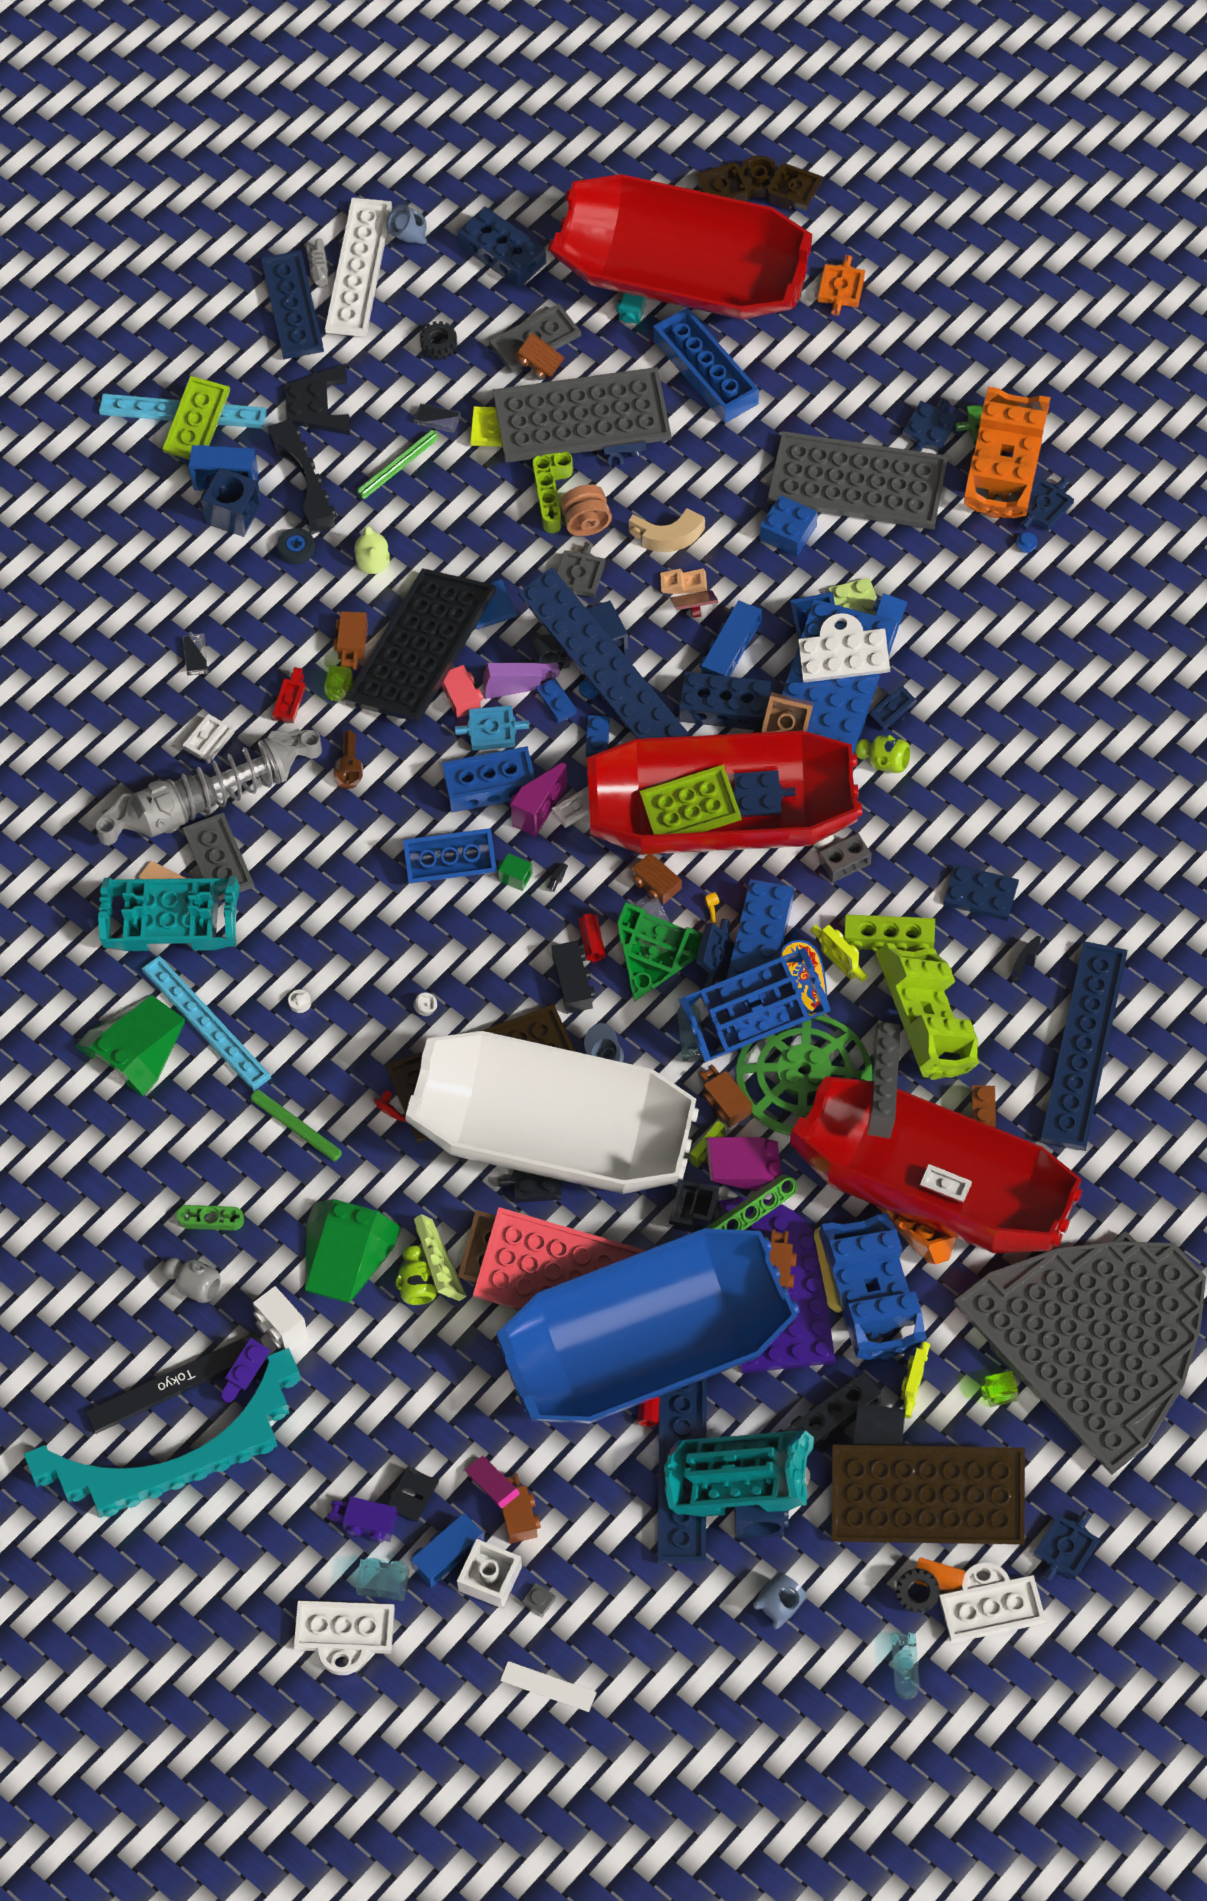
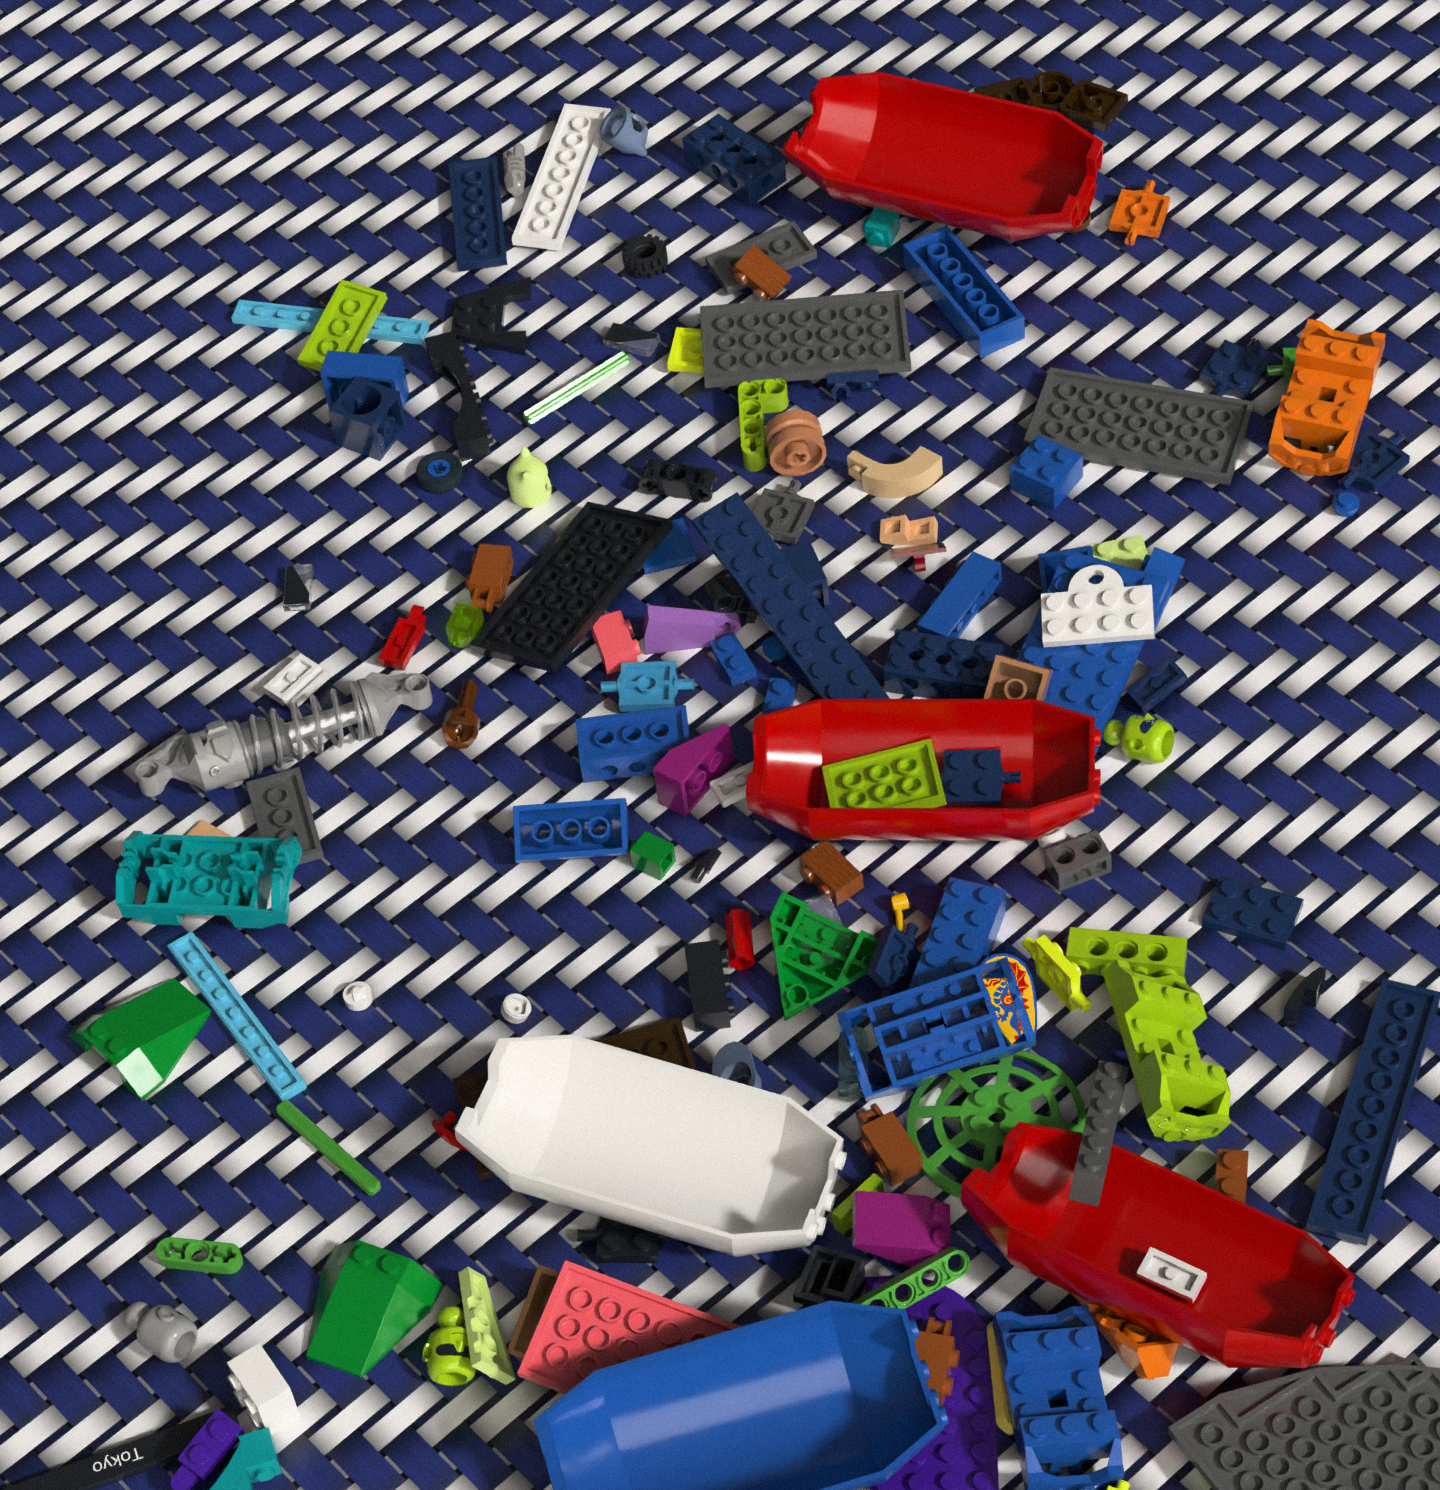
camera: 10 degrees right, 10 degrees down
(484, 541) = (678, 480): none -> black piece

